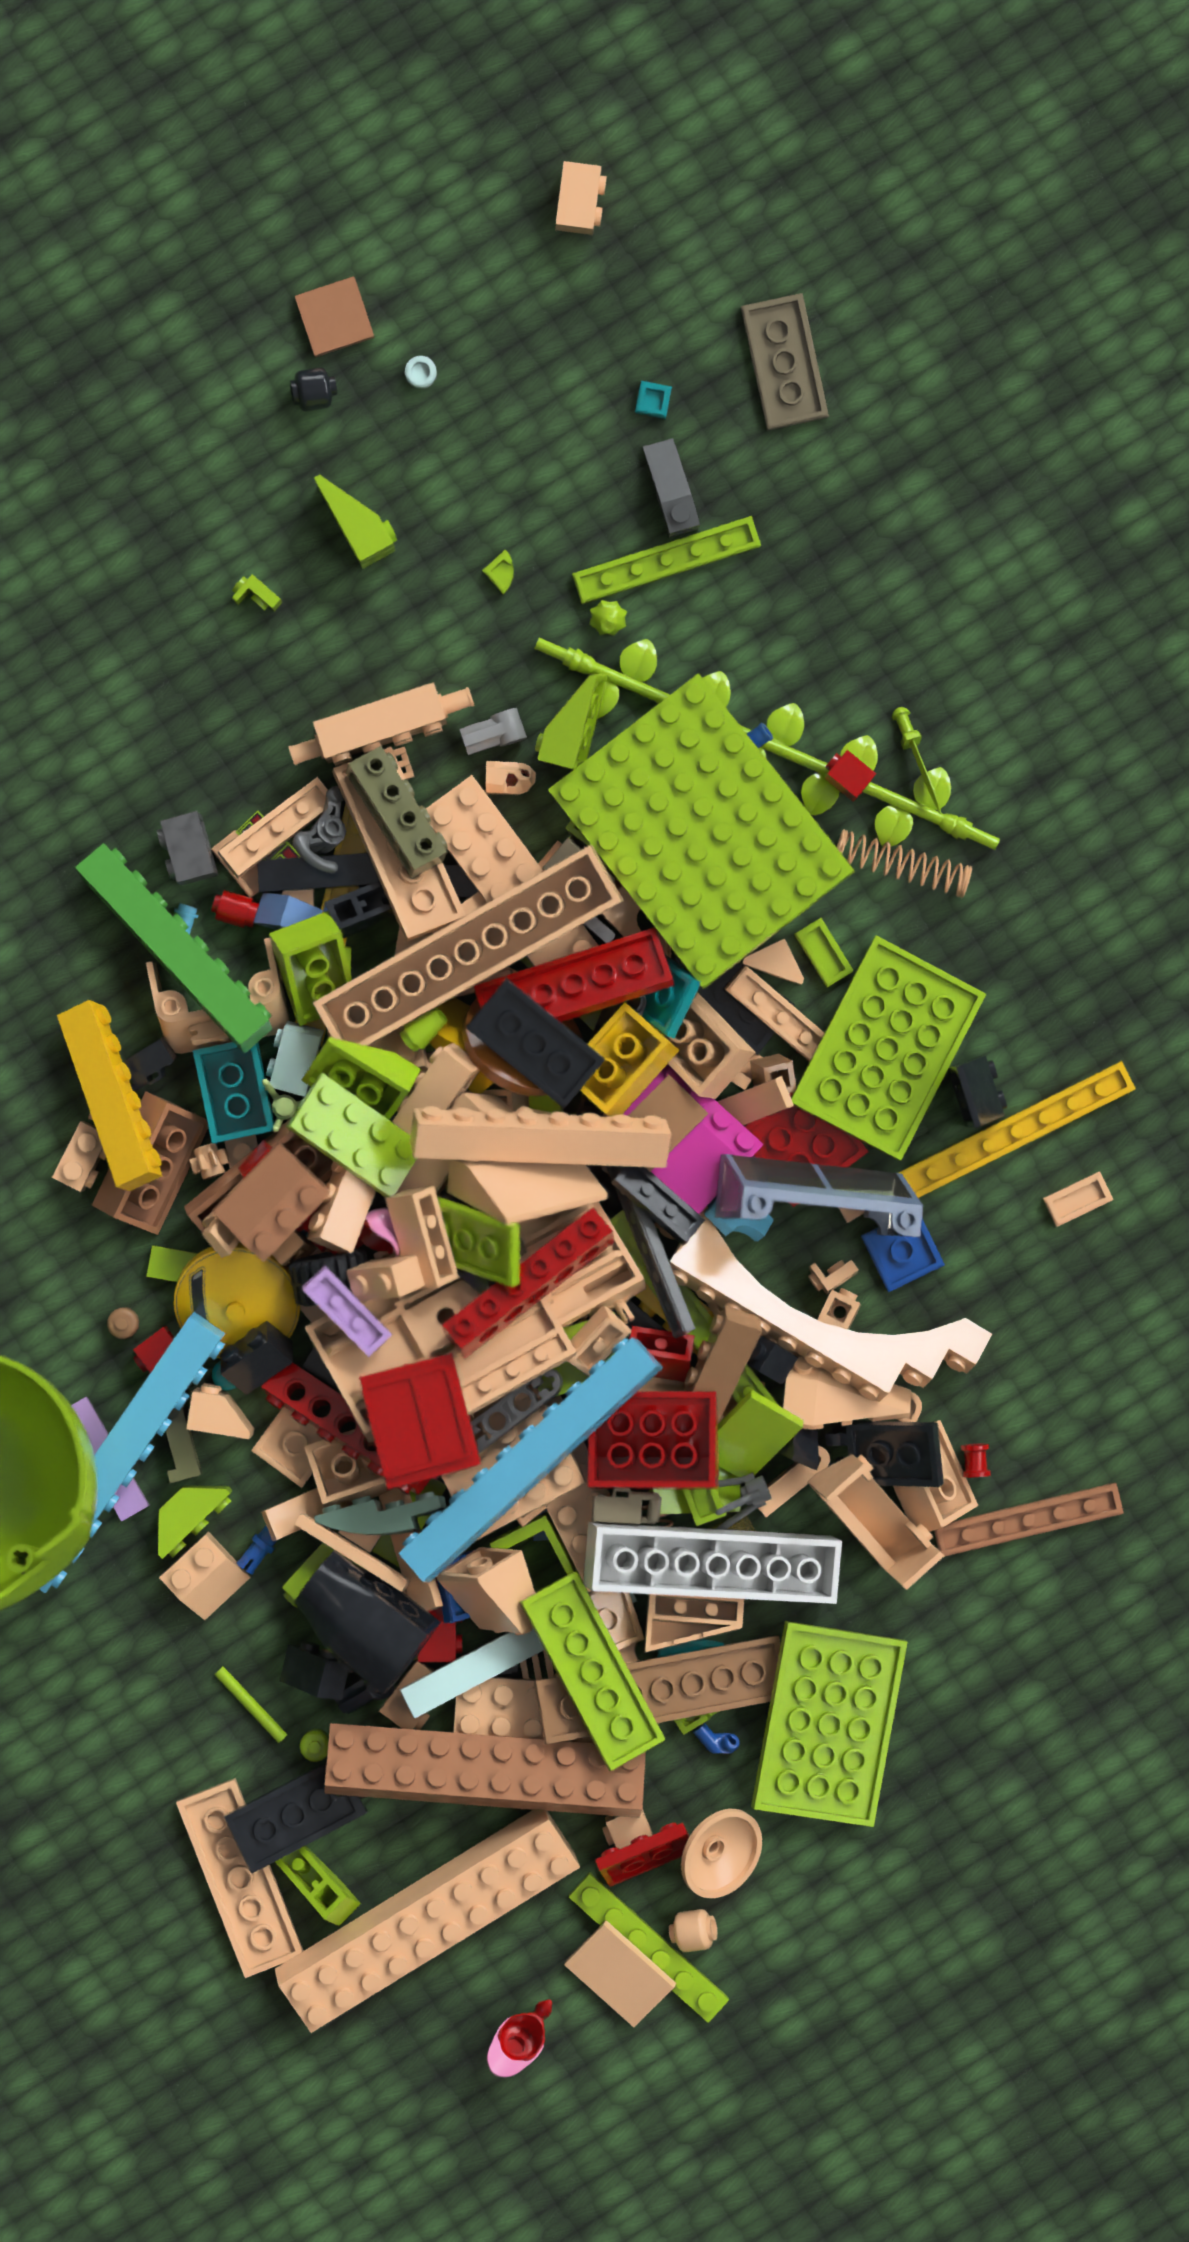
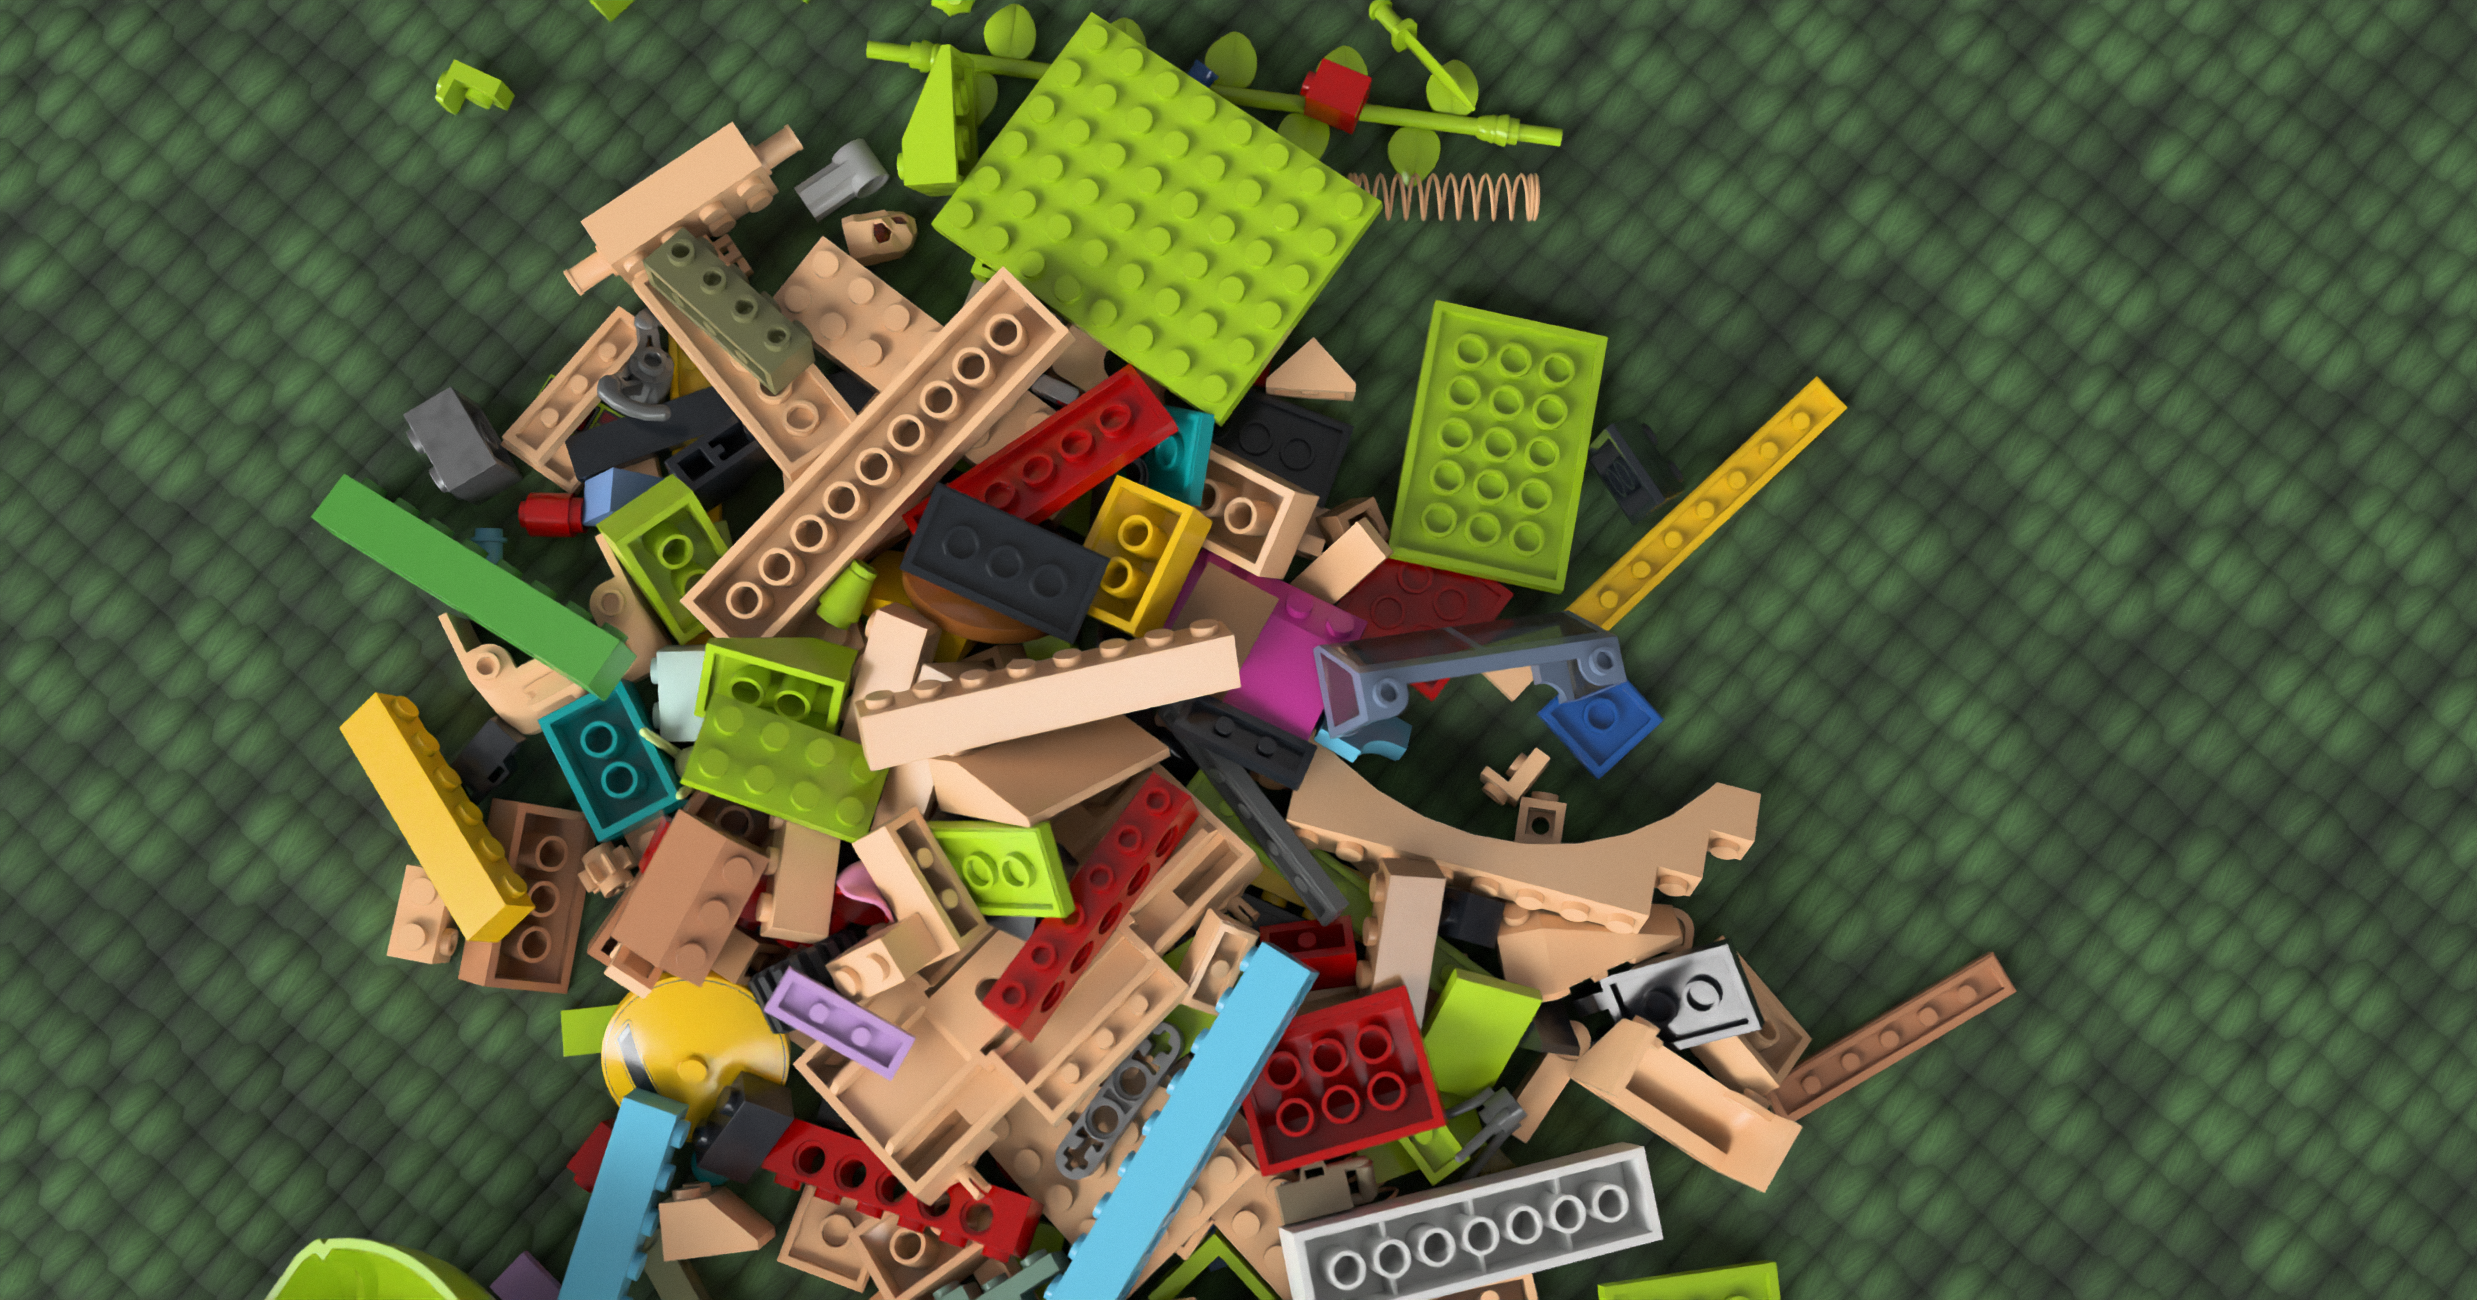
camera: 20 degrees left, 5 degrees down
(123, 1323) = (549, 1131): medium nougat piece -> none
(419, 1421) = (989, 1154): red piece -> none
(775, 1011) = (1330, 441): light nougat tile -> none
(823, 952) = (1371, 347): lime tile -> none
(975, 1460) = (1790, 977): red bush -> none
(1077, 1199) = (1815, 578): light nougat tile -> none

